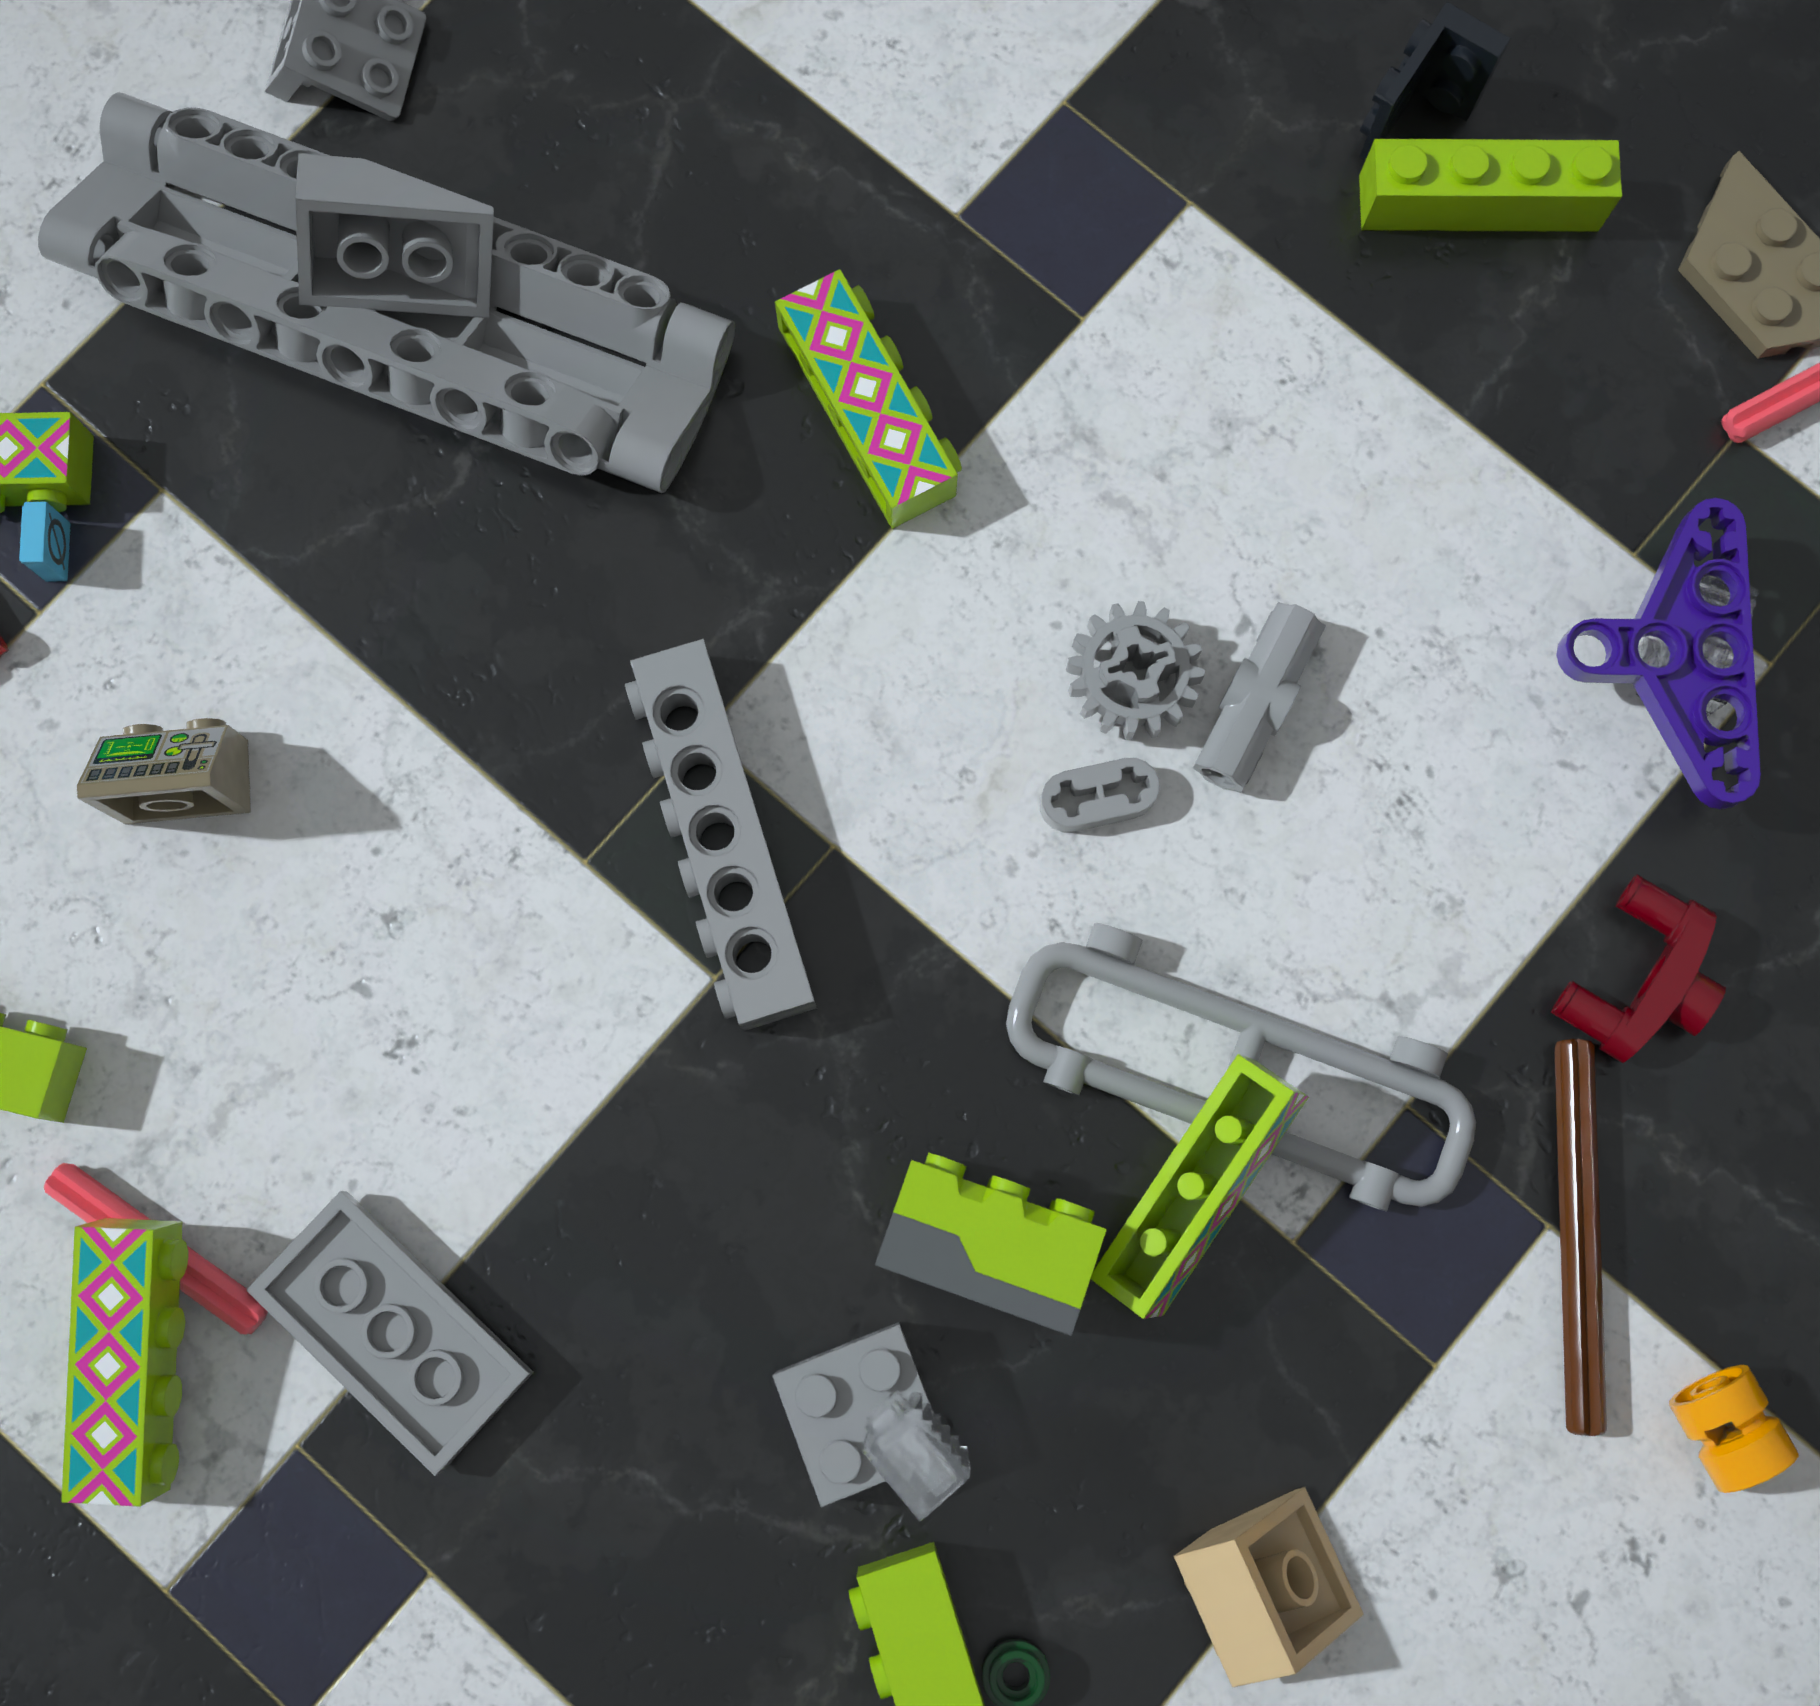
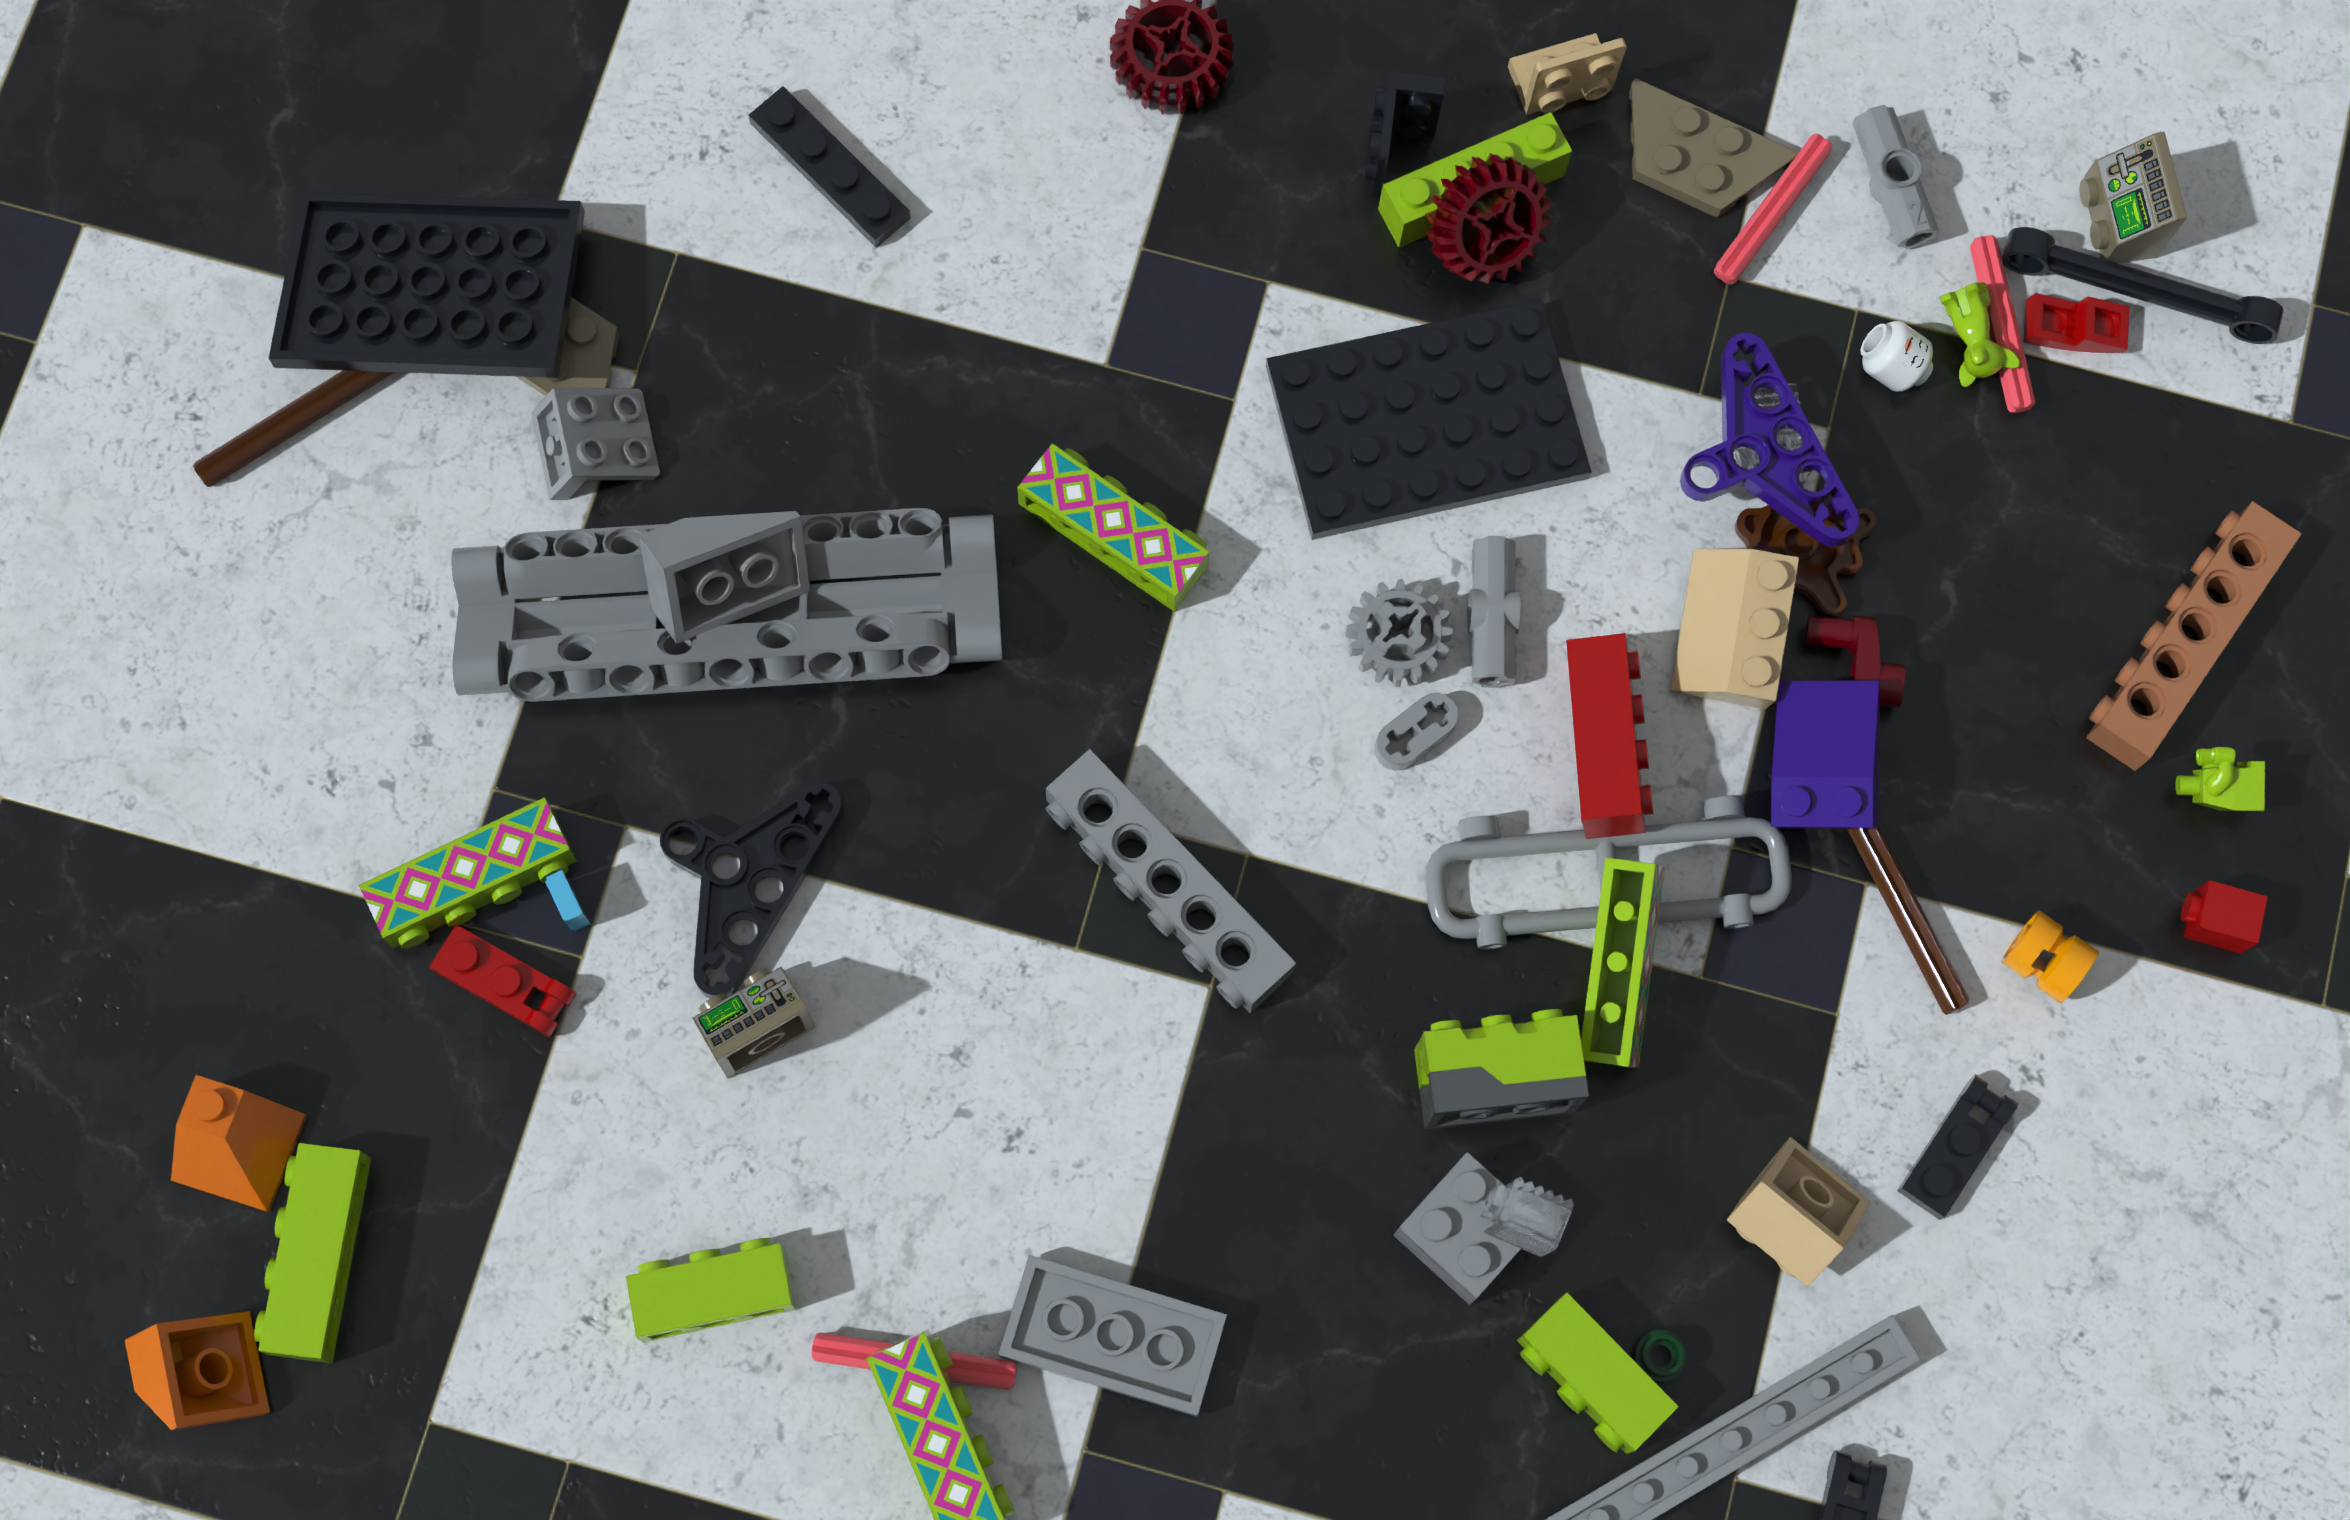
camera: 30 degrees left, 5 degrees down
(284, 591) = (760, 857): none -> black beam
(1297, 439) = (1427, 419): none -> black plate
(1318, 906) = (1606, 736): none -> red brick
(1451, 272) = (1484, 193): none -> dark red gear
(1502, 1602) = (1956, 1148): none -> black plate
(1541, 845) = (1734, 626): none -> tan slope
(1575, 1054) = (1826, 755): none -> dark purple slope
(1656, 804) = (1818, 564): none -> reddish brown tile
(1663, 109) = (1566, 72): none -> tan bracket

